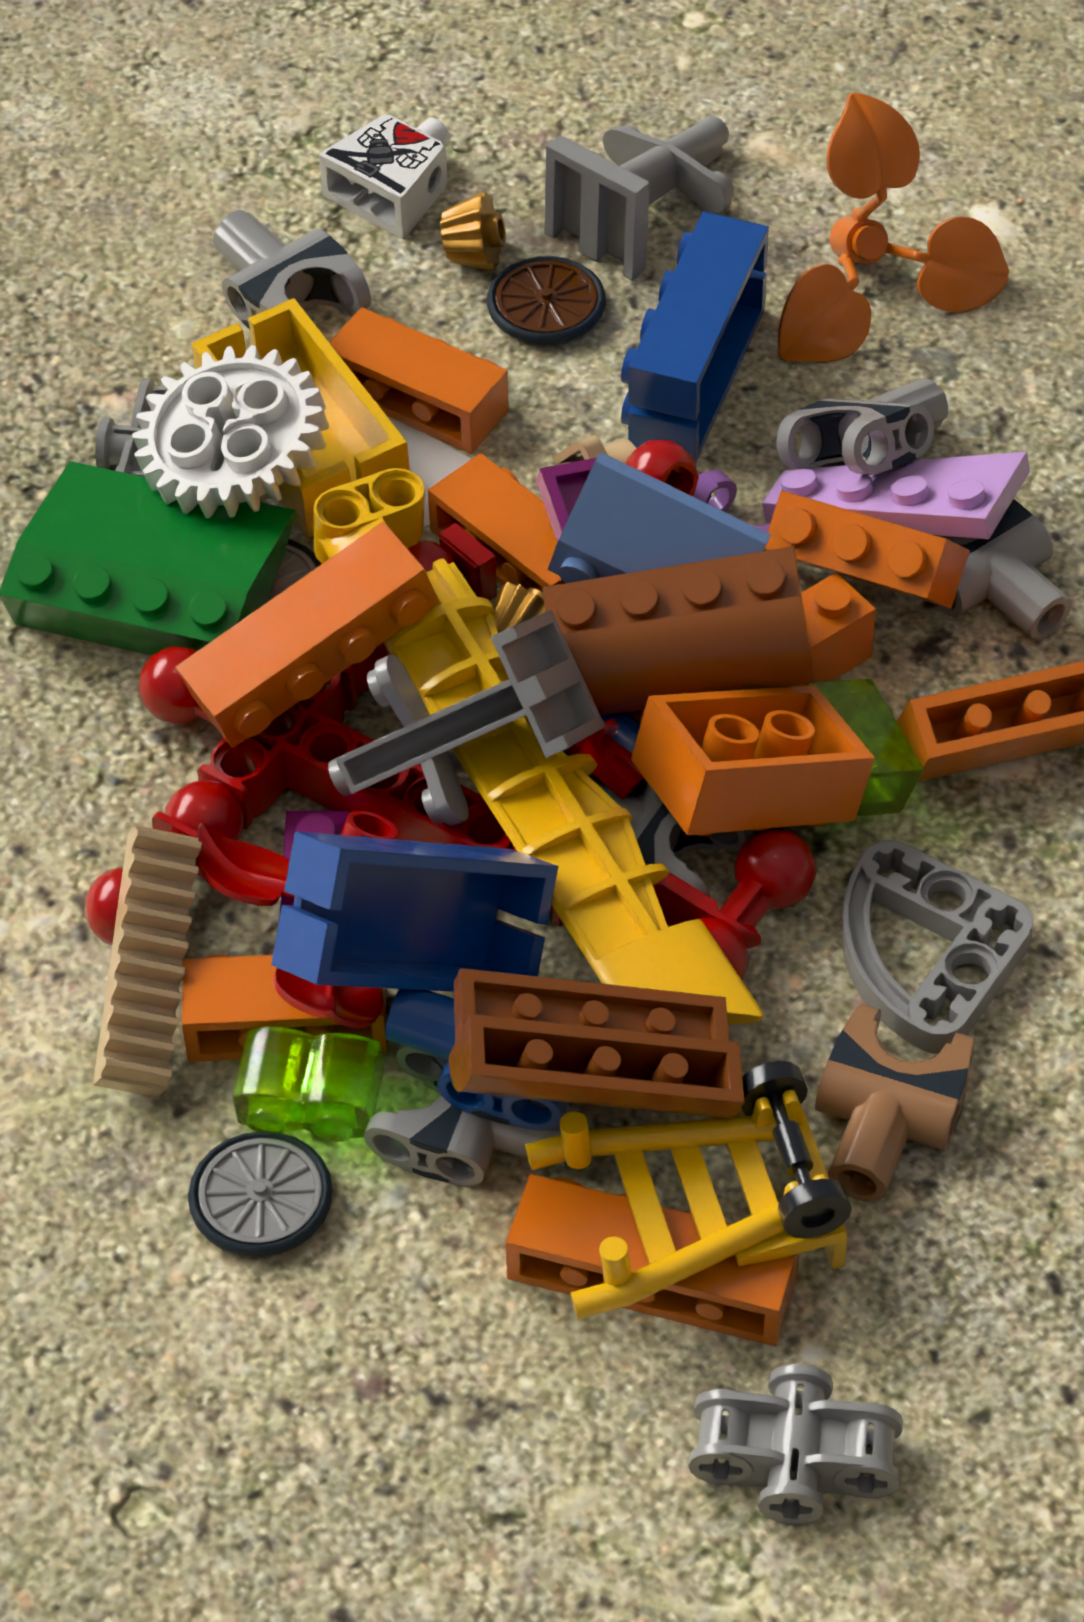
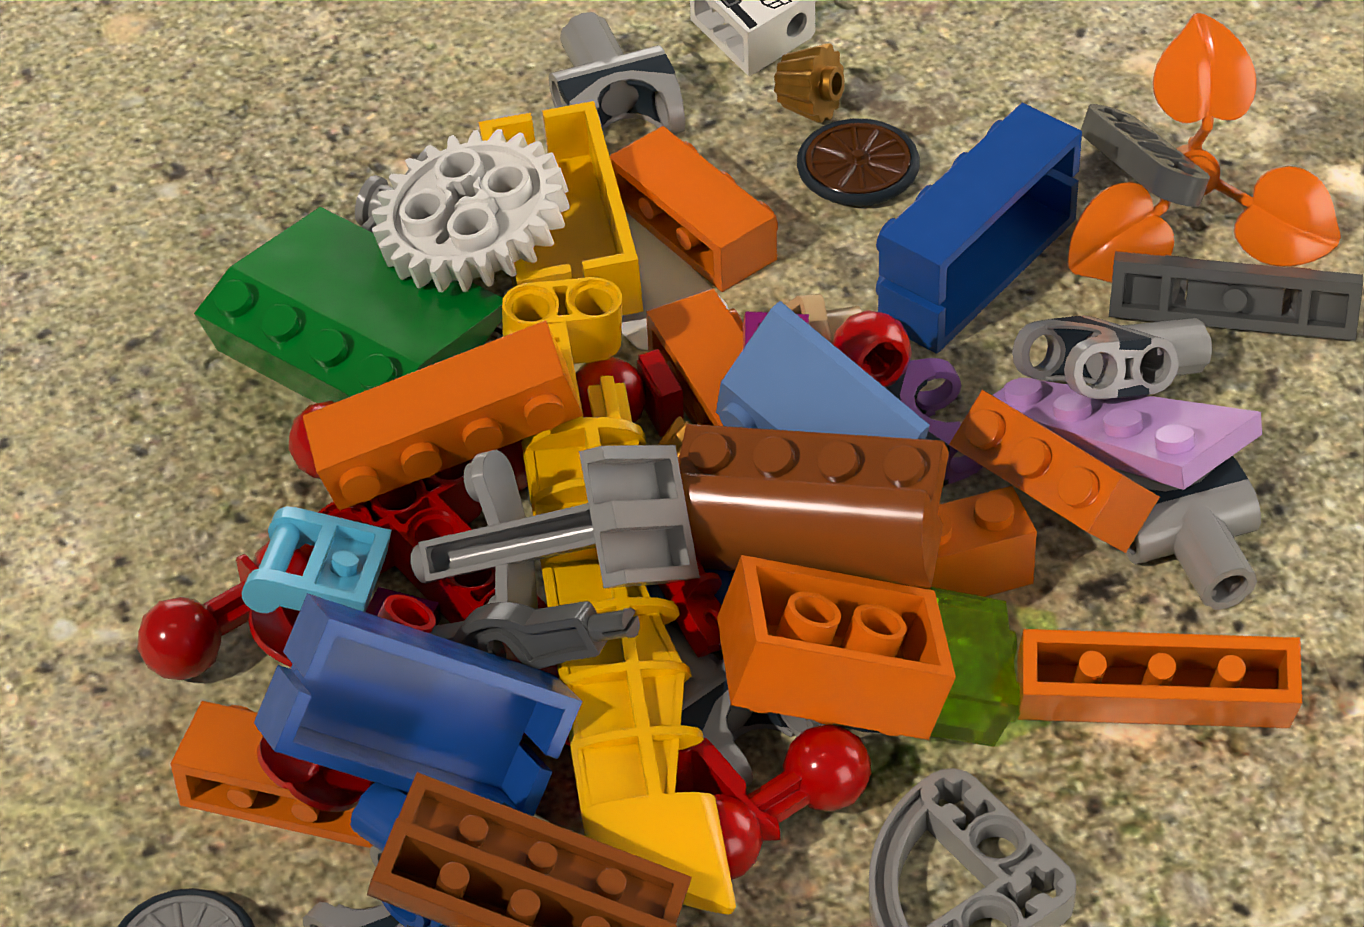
camera: 20 degrees right, 5 degrees down
(147, 962) = (164, 695): tan gear -> none
(270, 801) = (340, 568): none -> medium azure plate
(308, 1082) = (273, 854): clear neon green brick -> none
(496, 814) = (543, 634): none -> dark grey piece
(611, 202) = (950, 79): light grey piece -> none
(820, 236) = (1145, 155): none -> dark grey beam
(945, 348) = (1236, 295): none -> dark grey hinge

